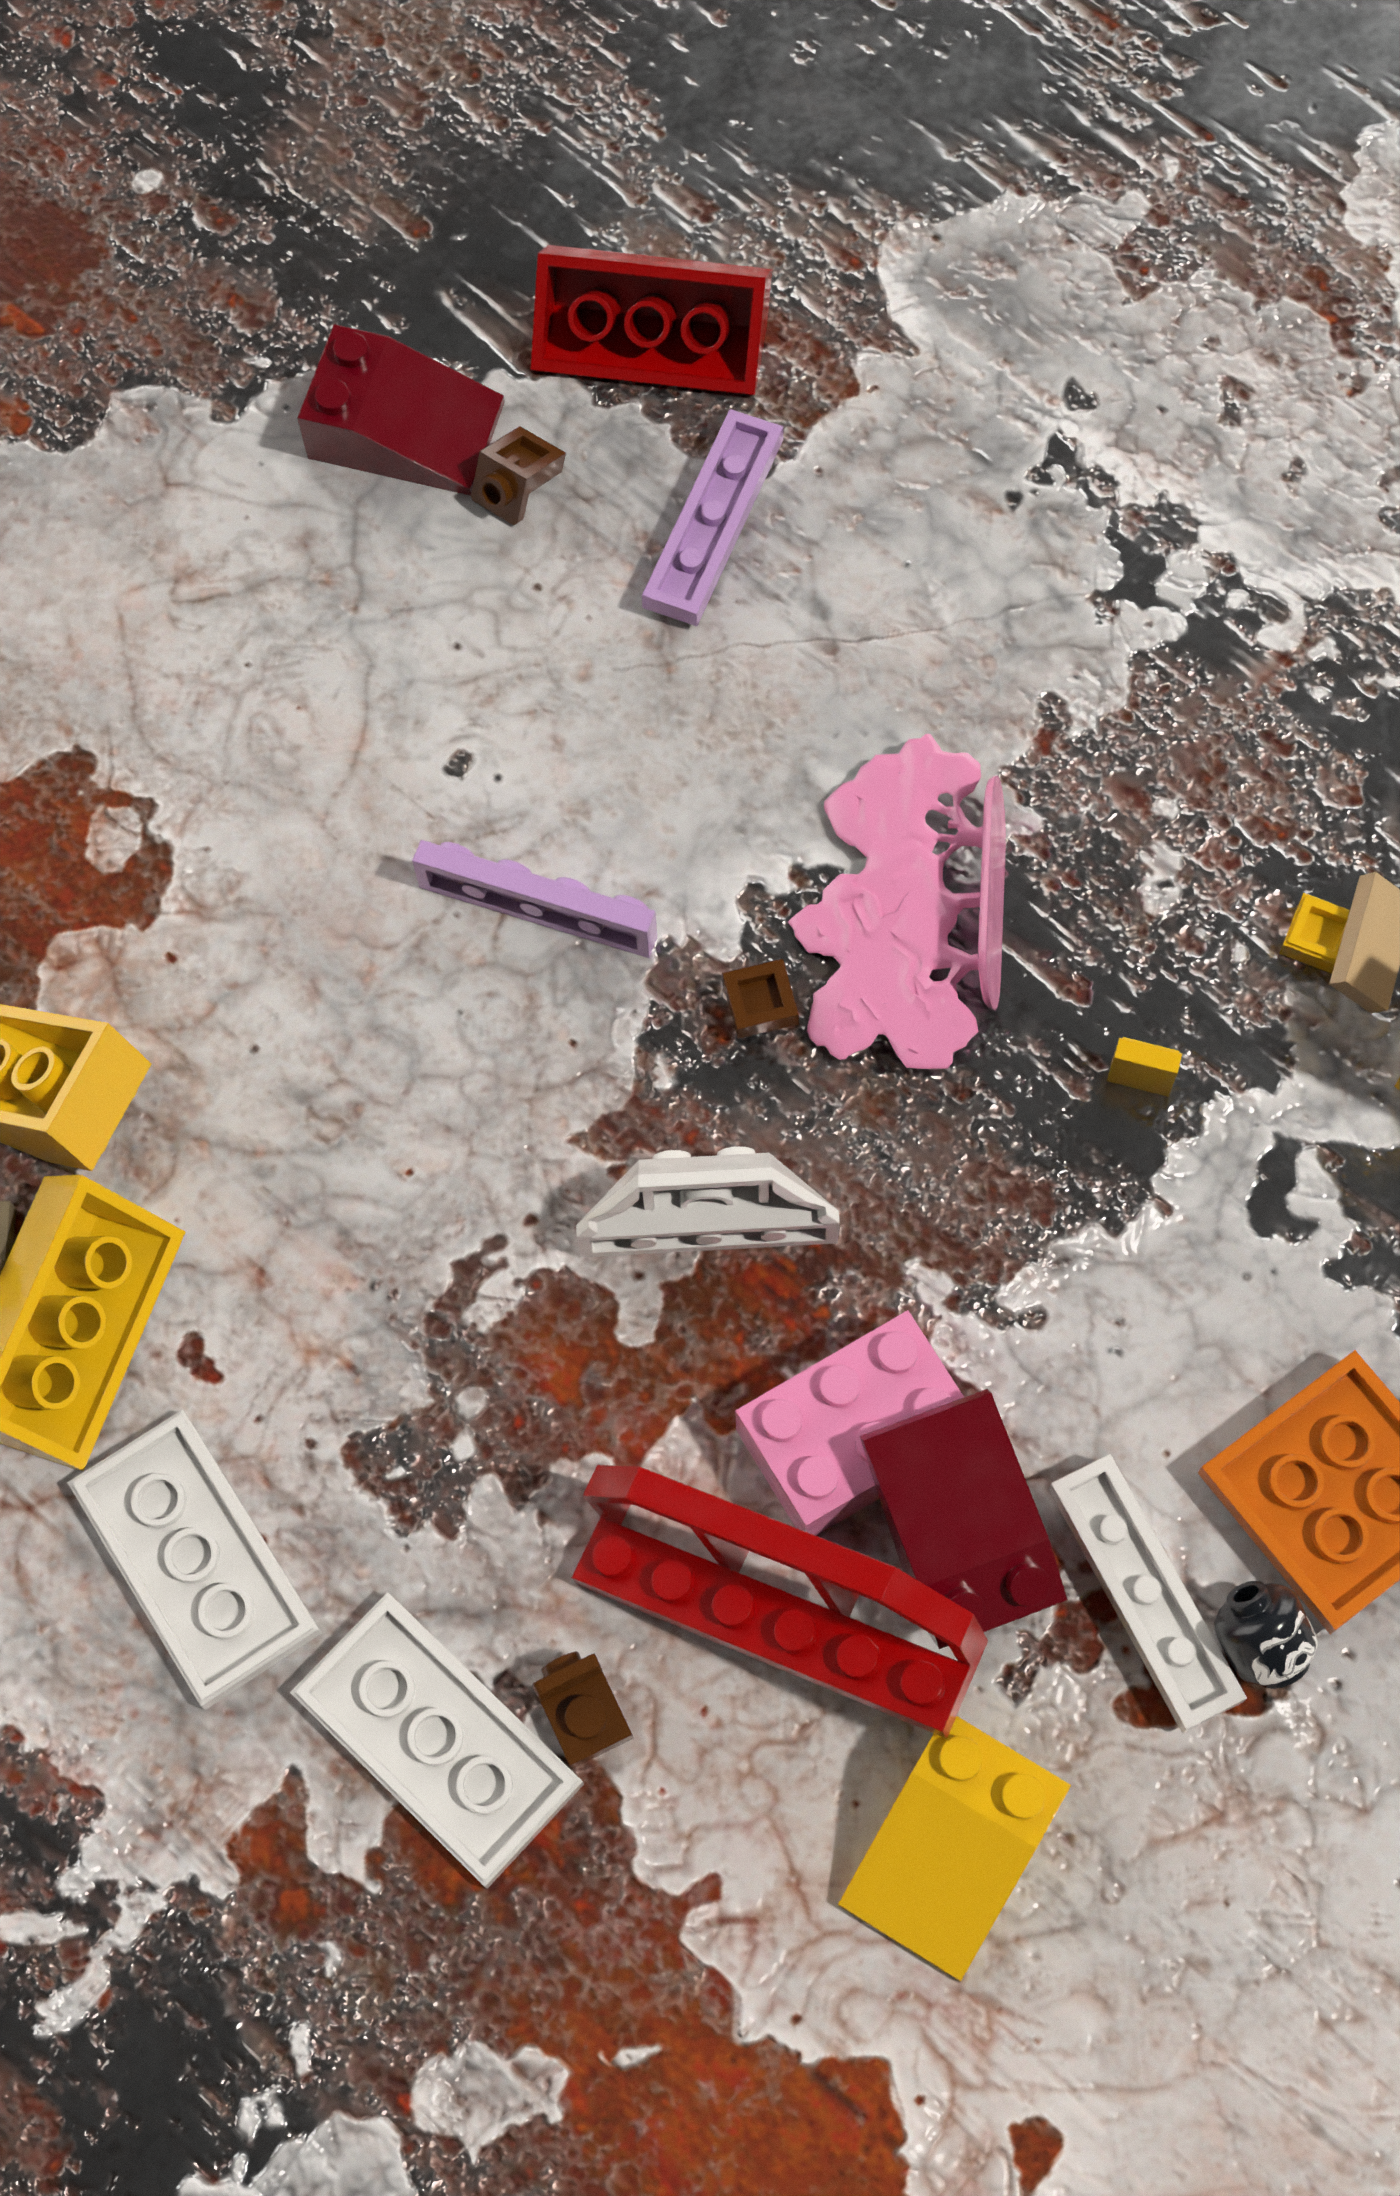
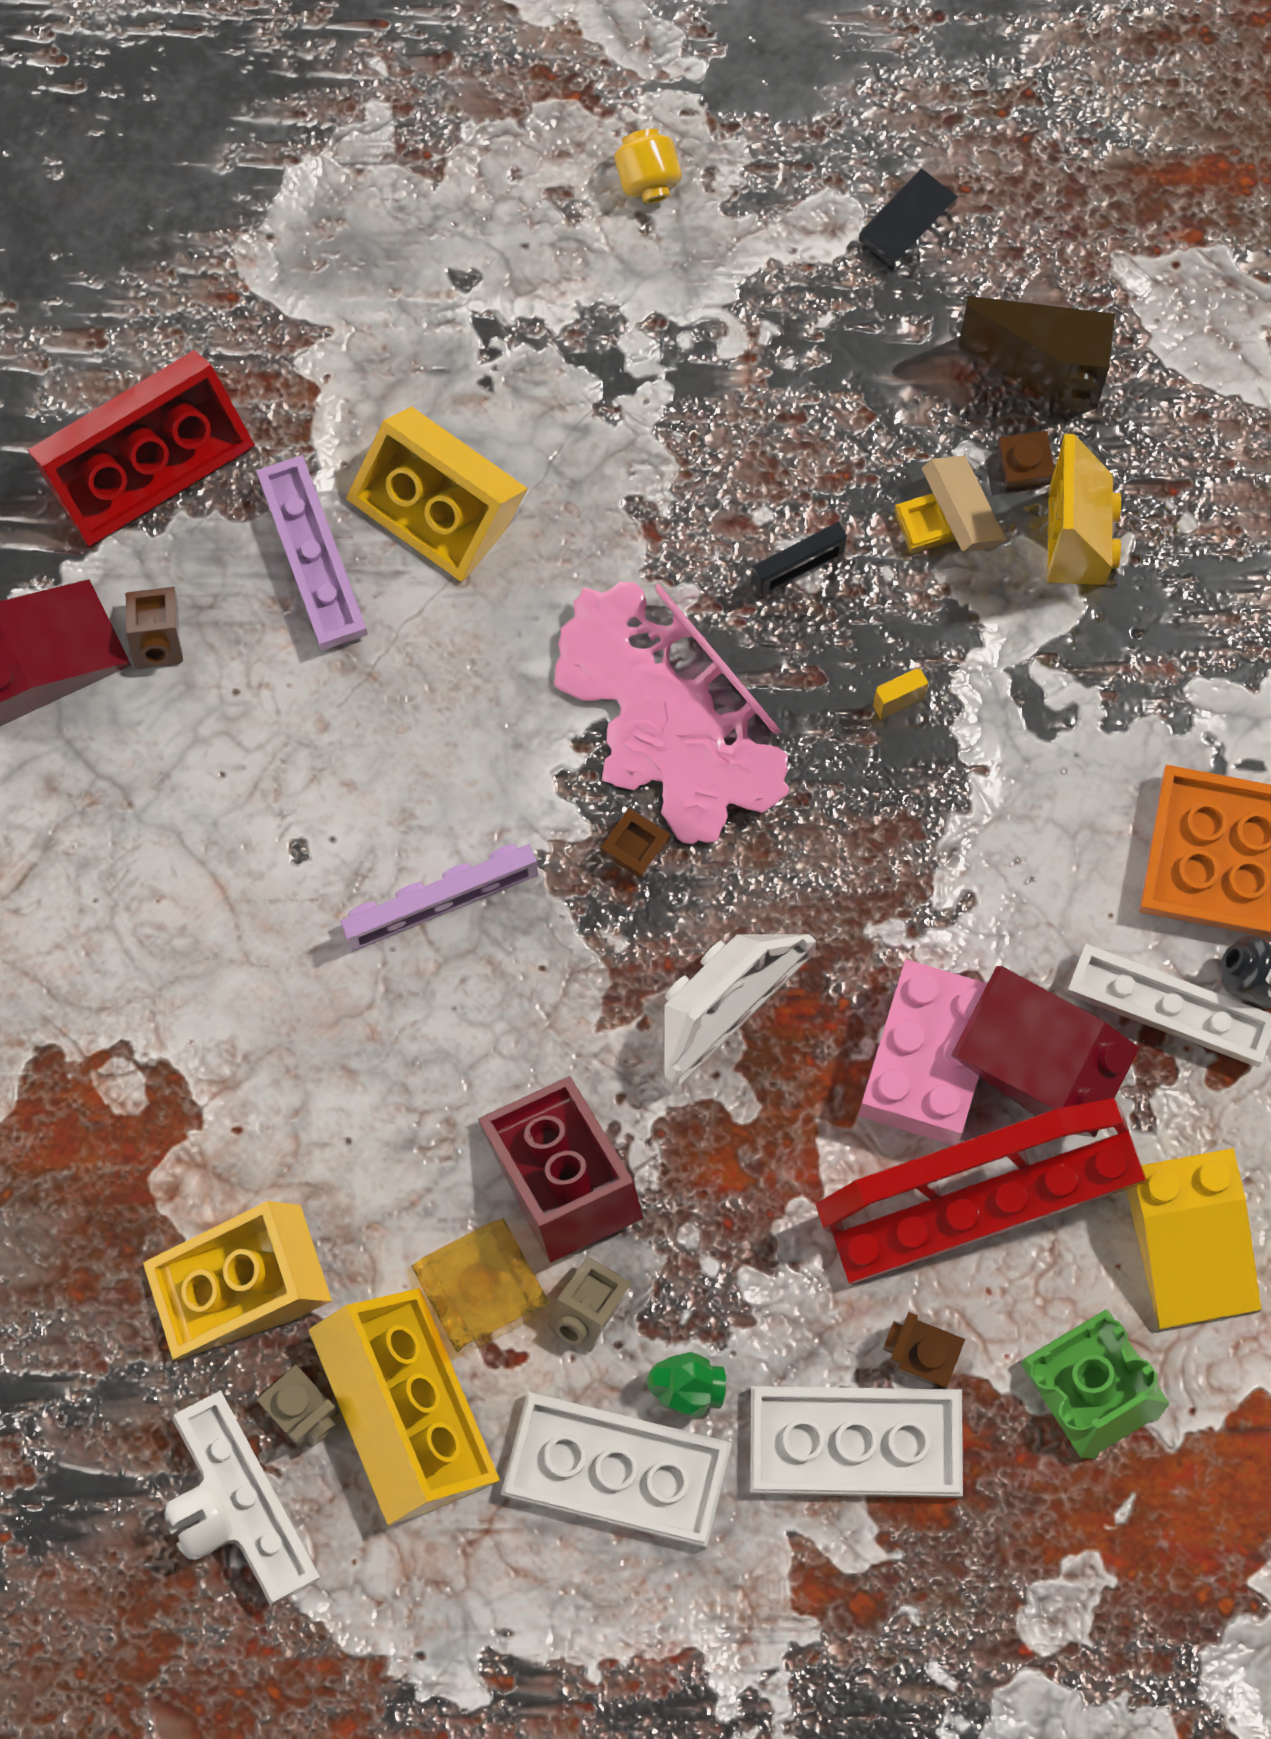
camera: 45 degrees left, 5 degrees up
(235, 1278) = (481, 1286): none -> clear yellow slope
(313, 1377) = (588, 1304): none -> dark tan bracket
(327, 1534) = (688, 1384): none -> green rock
(406, 1234) = (561, 1169): none -> dark red slope
(718, 1900) = (1096, 1384): none -> bright green slope
(873, 548) = (435, 492): none -> yellow slope
(1159, 867) = (799, 560): none -> black tile
(1341, 416) = (648, 165): none -> yellow head

